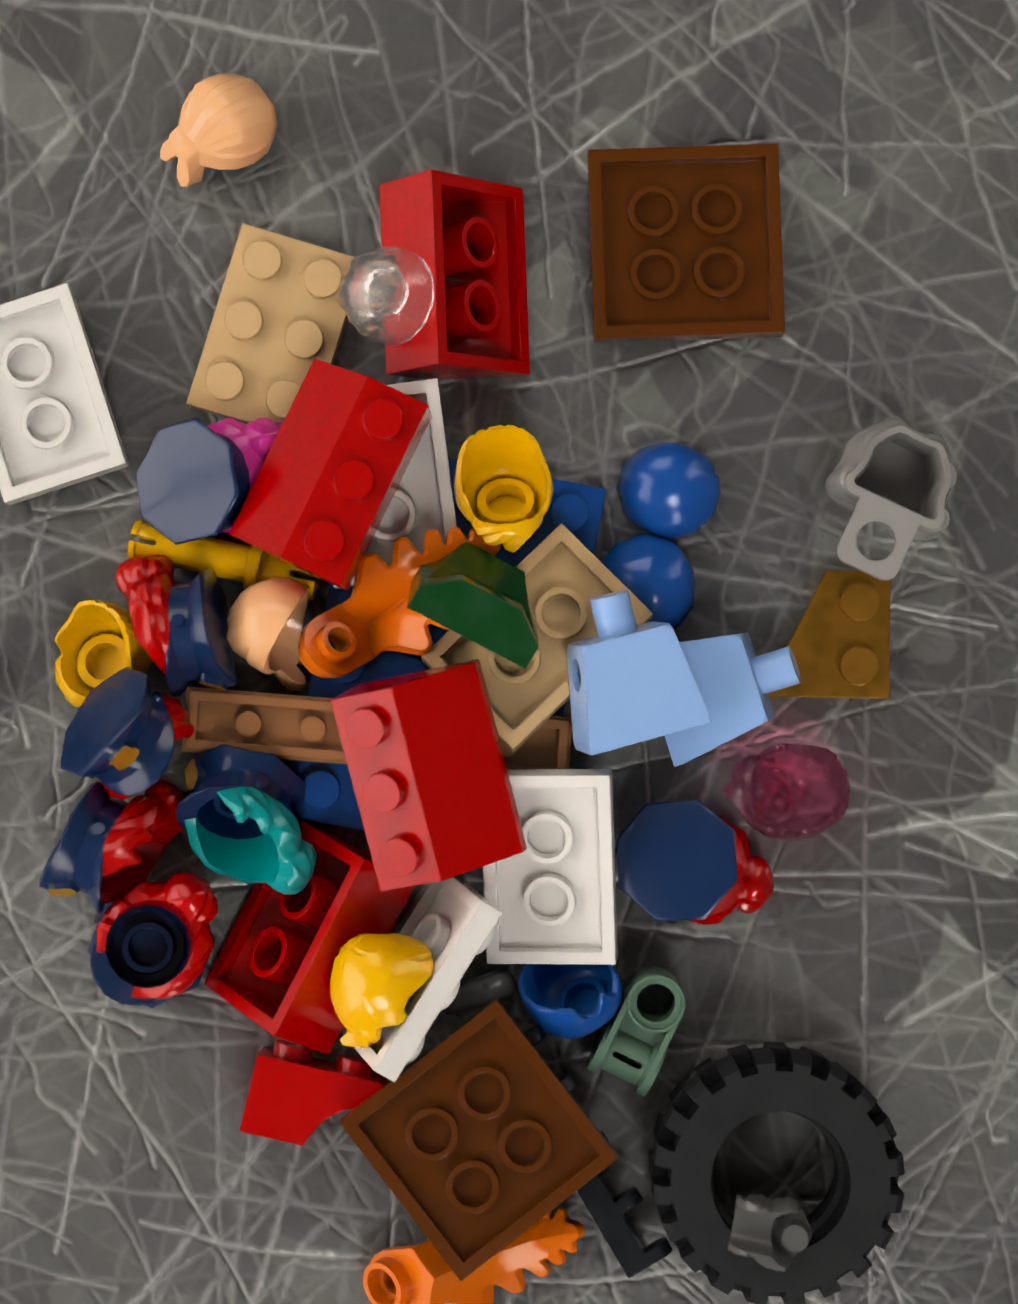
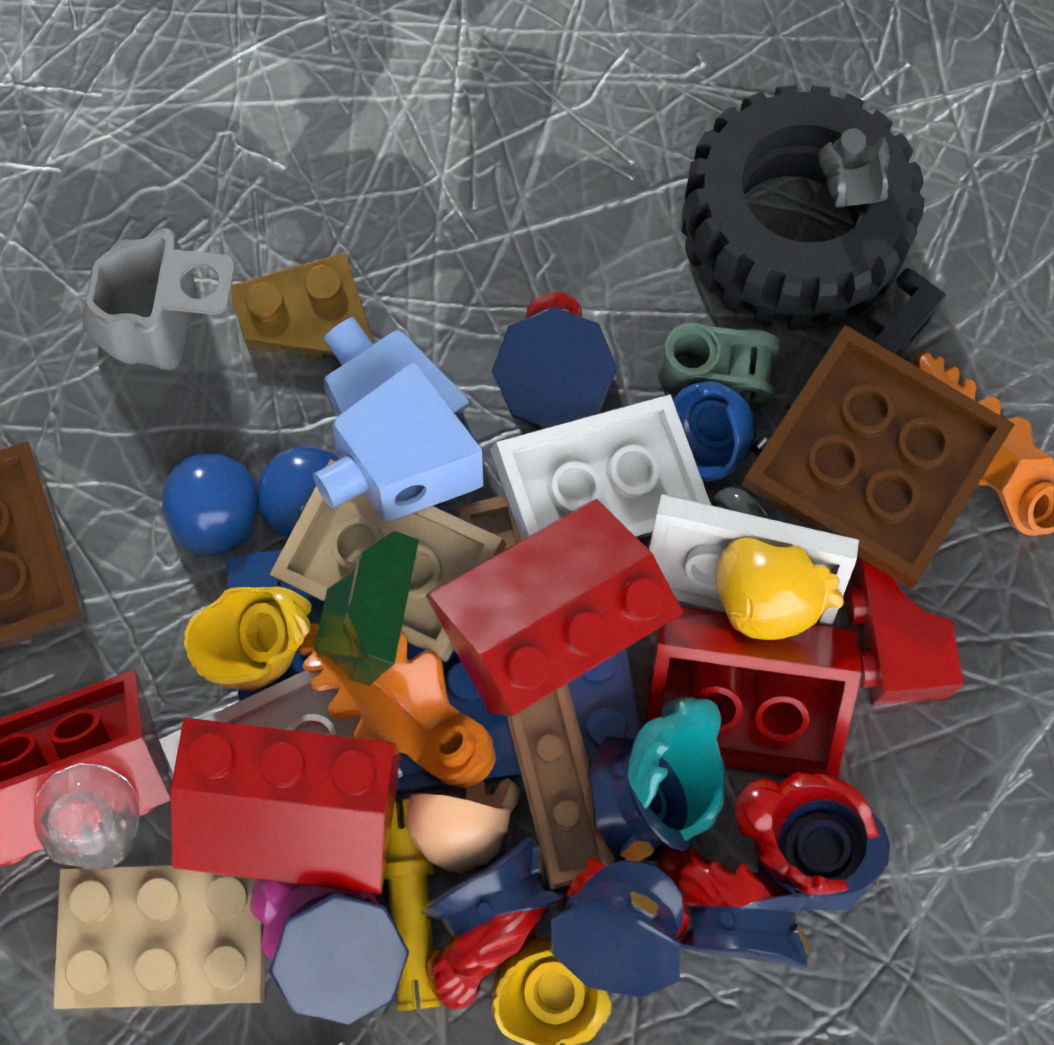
camera: 110 degrees left, 15 degrees down
(790, 791) = (456, 298): clear pink hair -> none

